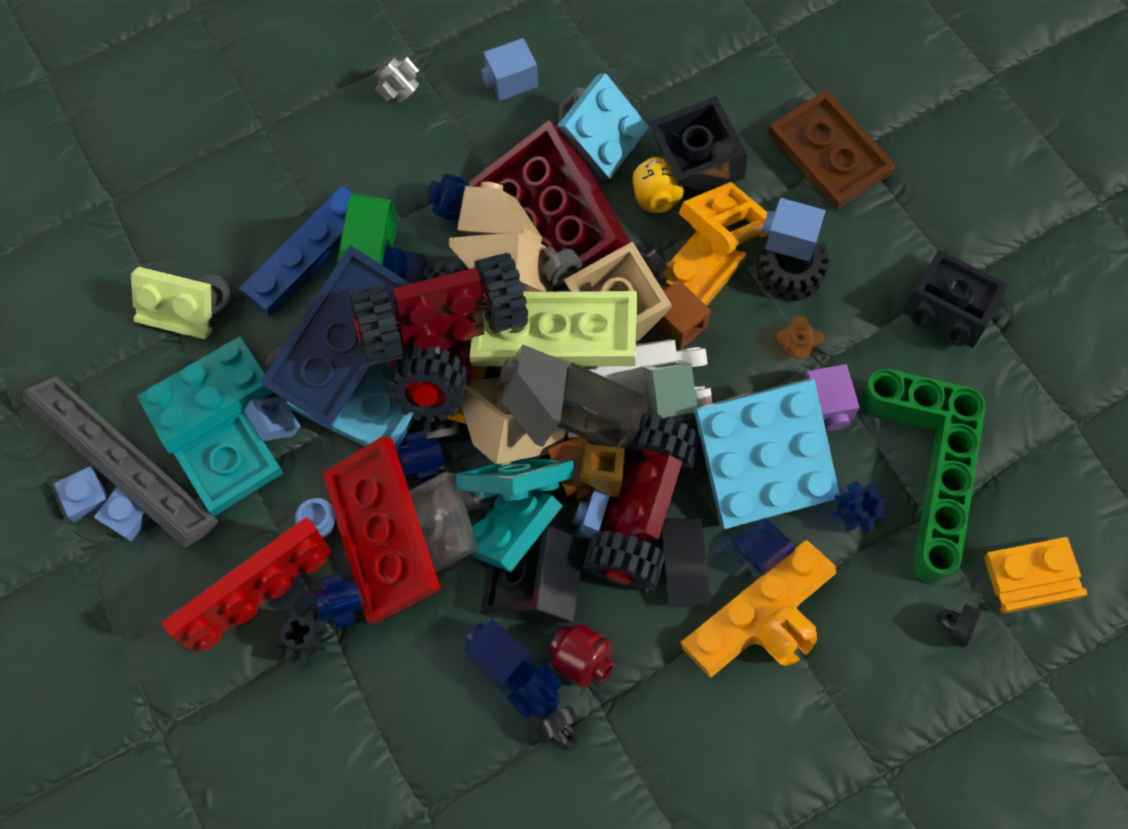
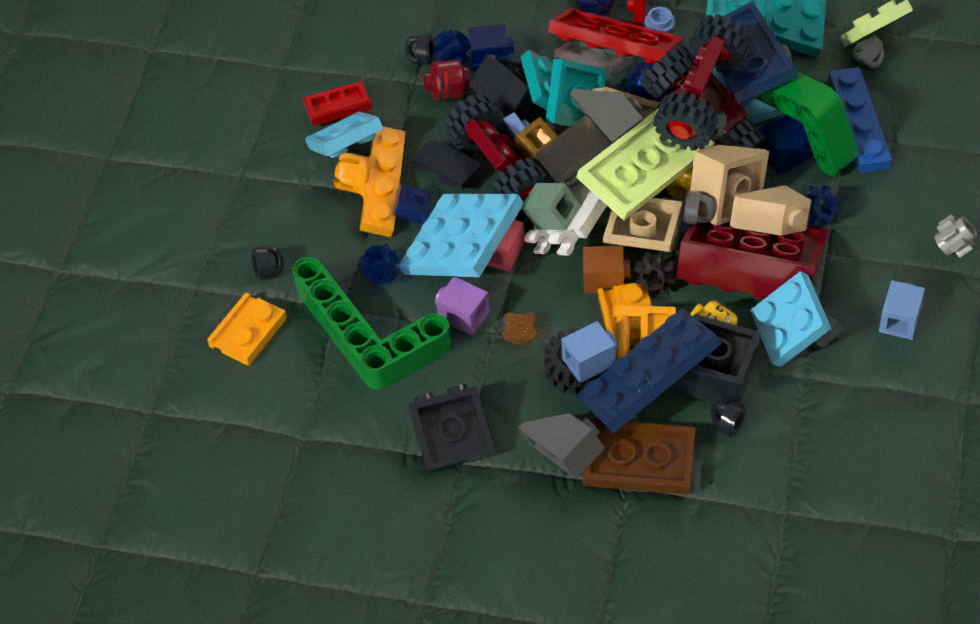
camera: 135 degrees right, 15 degrees down
(708, 752) = (337, 103): none -> red plate
(738, 110) = (731, 419): none -> black tile
(752, 689) = (336, 137): none -> medium azure plate
(763, 166) = (648, 370): none -> dark blue plate
(887, 194) = (564, 441): none -> dark grey slope

